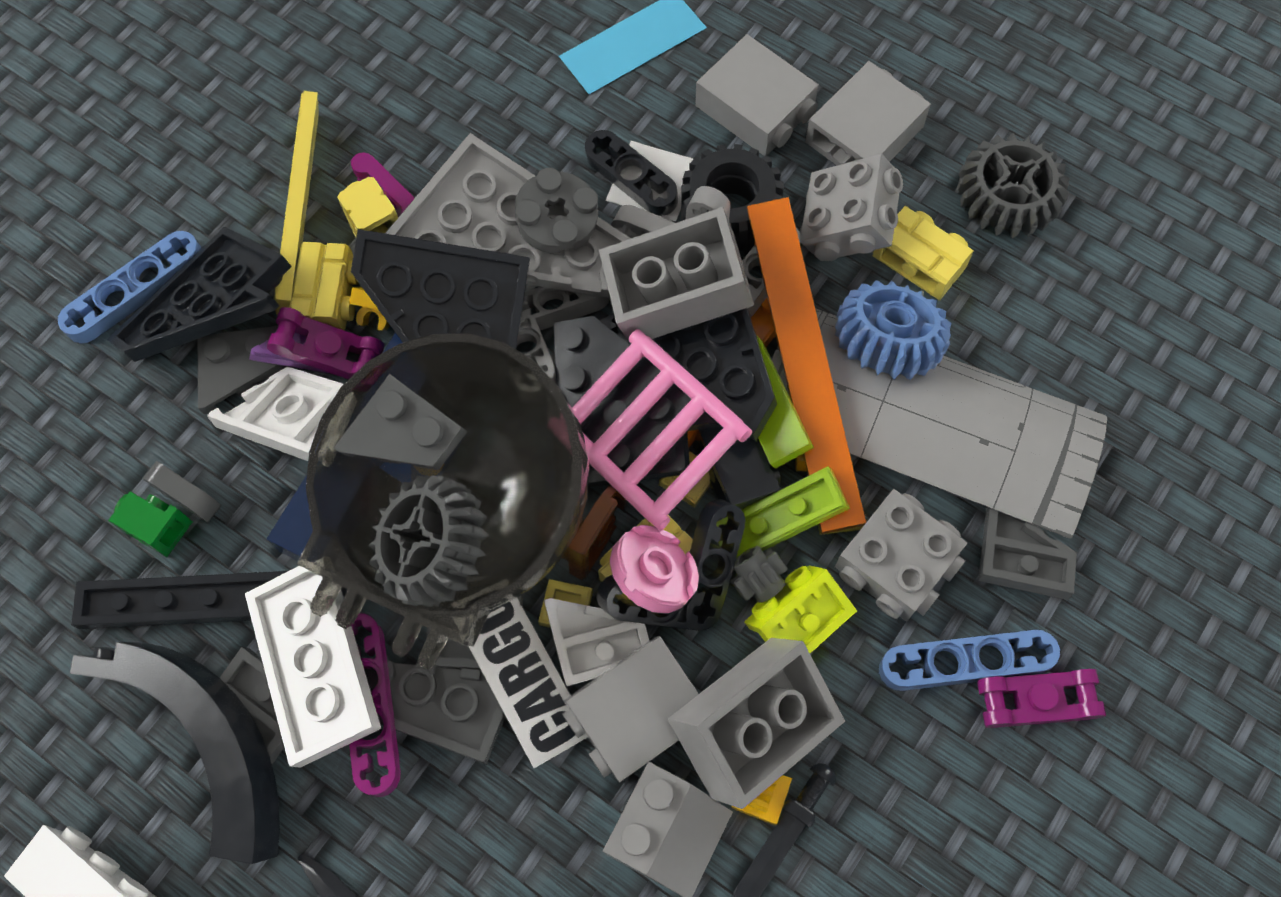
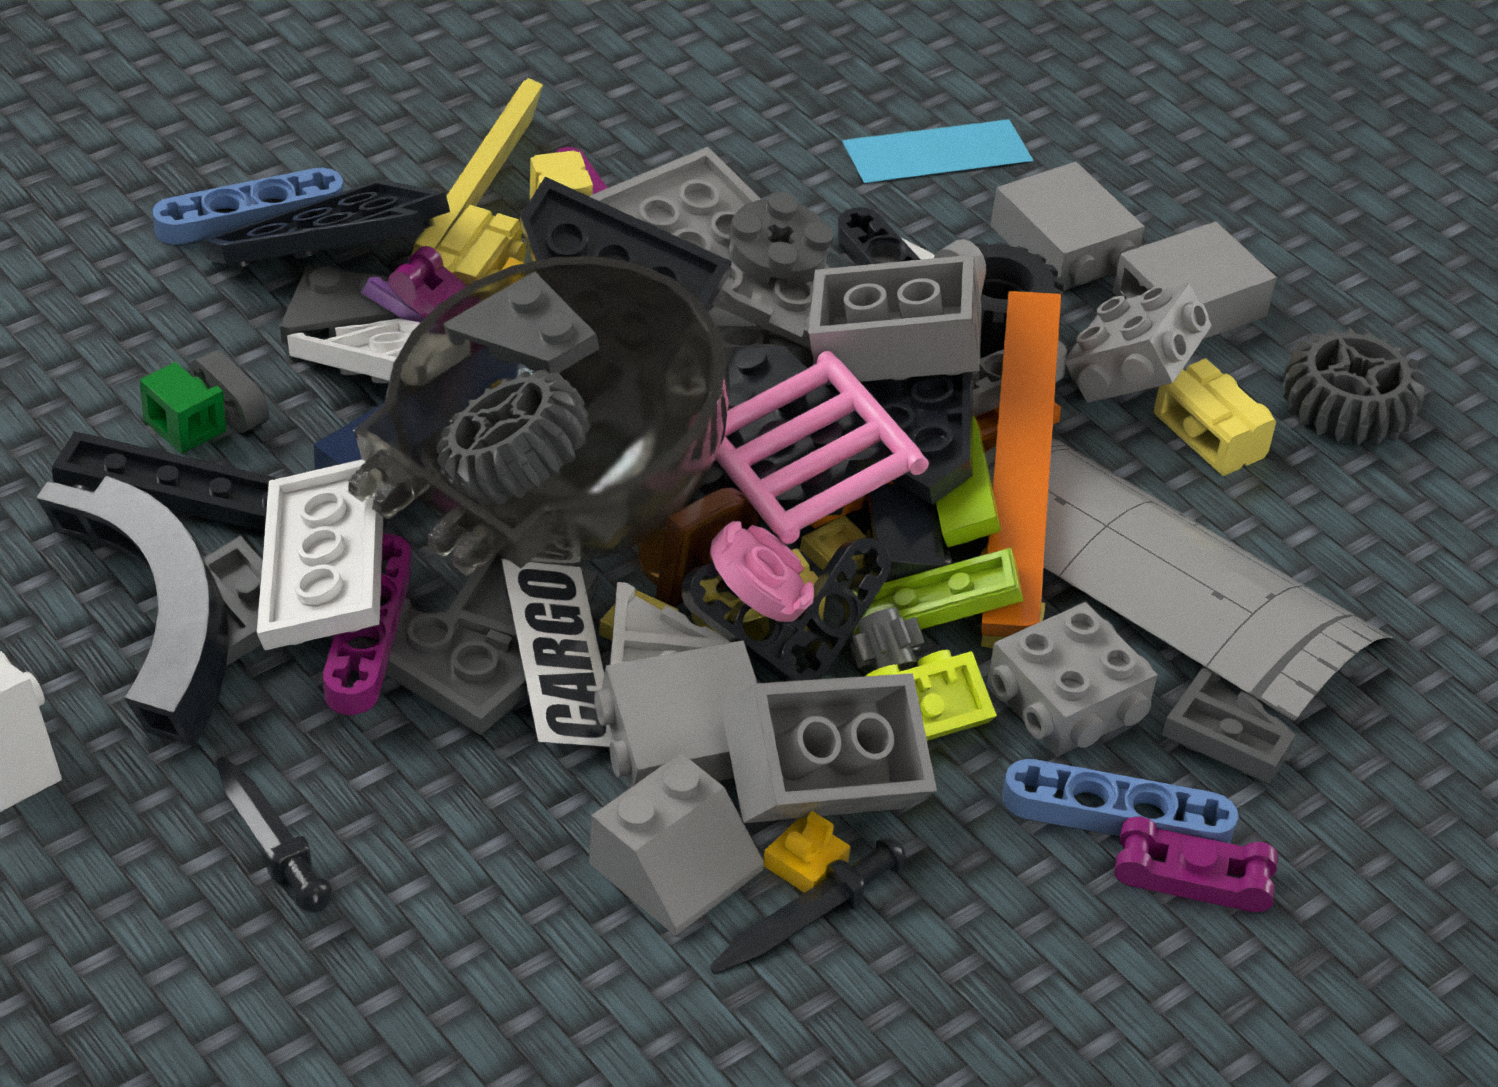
camera: 10 degrees right, 25 degrees down
(892, 329) = (1145, 464): medium blue gear -> none

